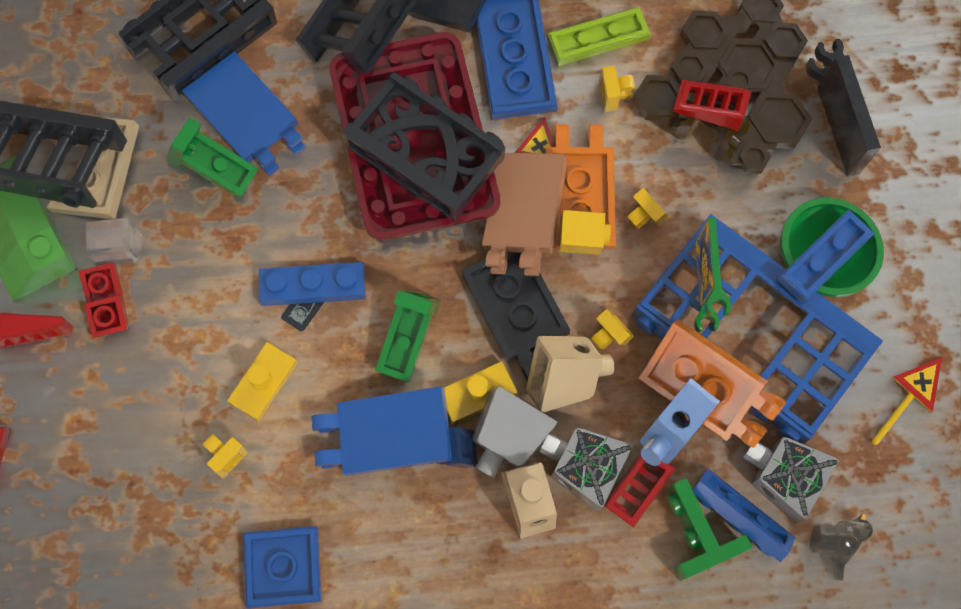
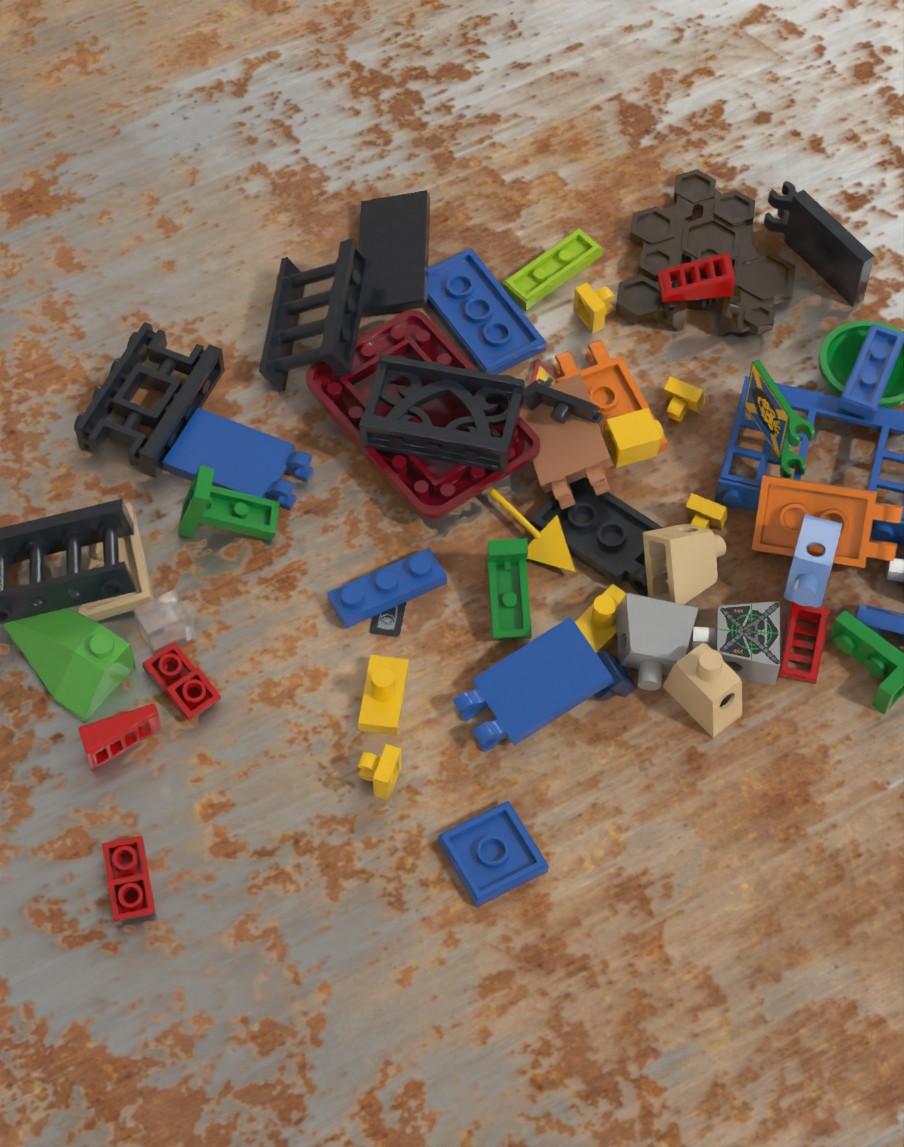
camera: 20 degrees left, 15 degrees down
(466, 300) = (548, 545): none -> yellow piece
(517, 158) = (561, 402): none -> black piece

